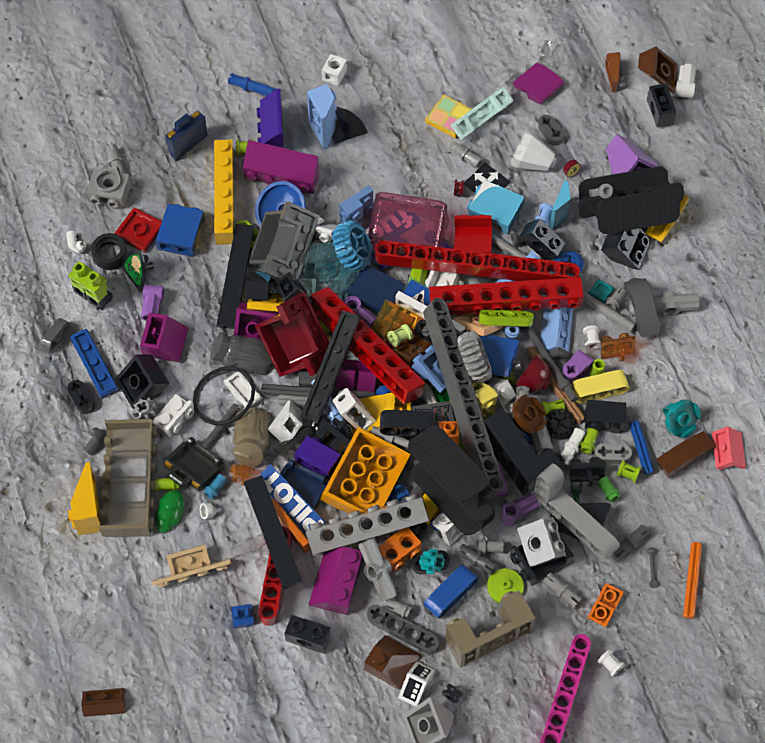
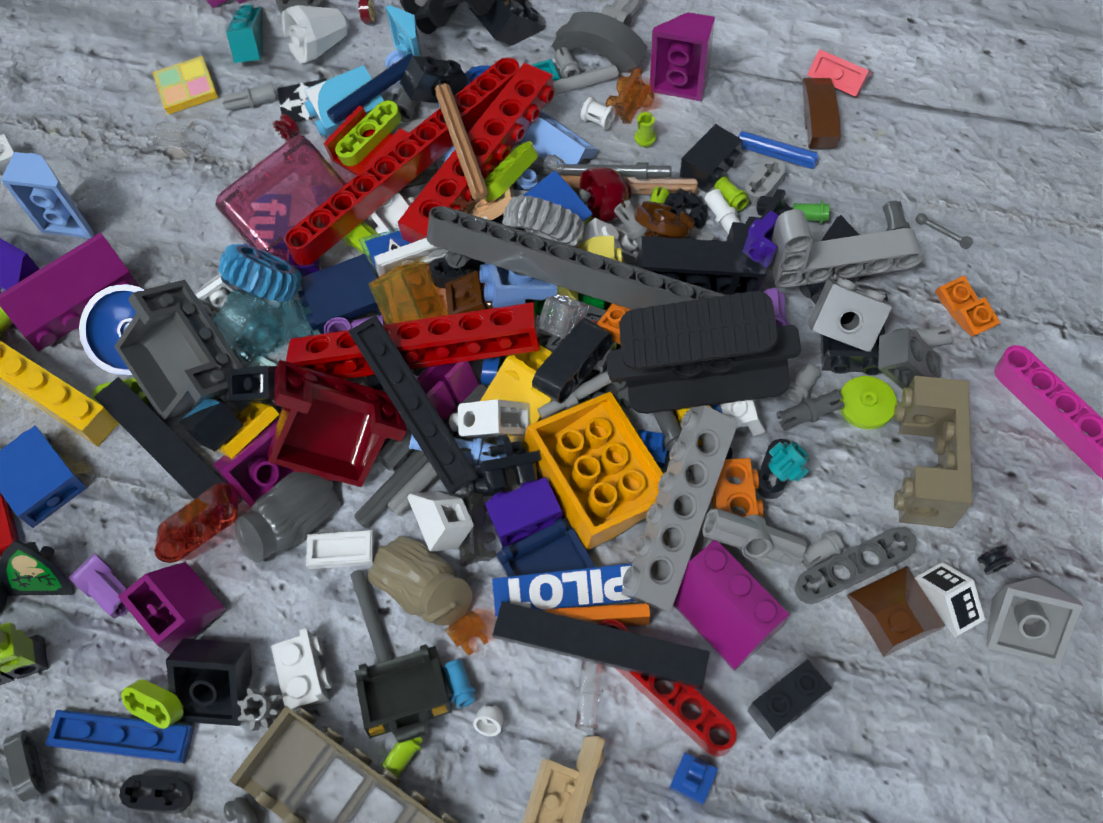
camera: 50 degrees left, 0 degrees up
(115, 364) = (152, 703): none -> lime beam
(169, 511) = (447, 778): green arm -> none
(207, 318) = (196, 523): none -> clear red beam
(240, 414) = (380, 579): black piece -> none
(347, 126) = (91, 194): black shield -> none
(357, 206) = (208, 239): medium blue plate -> none
(400, 335) = (435, 292): yellowish green bush -> none
(428, 400) = (561, 315): none -> clear brick
(450, 591) = (839, 469): blue beam -> none
(475, 226) = (381, 119): none -> lime beam
(481, 113) = (214, 47): light aqua slope -> none
(499, 282) = (461, 142): none -> medium nougat axle
(505, 119) = (246, 34): none -> teal slope
(507, 212) = (368, 90): none -> dark blue axle
(533, 340) = (554, 164): none -> clear hand
(534, 589) = (905, 356): none -> dark grey brick
(542, 463) = (758, 241): none -> dark purple bracket
(559, 353) = (594, 154): dark grey tile -> none
(577, 366) = (623, 145): medium lavender piece -> none
(600, 386) = (669, 138): light yellow beam -> none
(611, 663) = (1056, 345): white bush -> none
(628, 471) = (801, 178): lime bush -> none
(656, 356) = (682, 56): none -> magenta slope
(681, 417) = (771, 85): teal tile -> none
(692, 580) = (989, 200): orange axle -> none

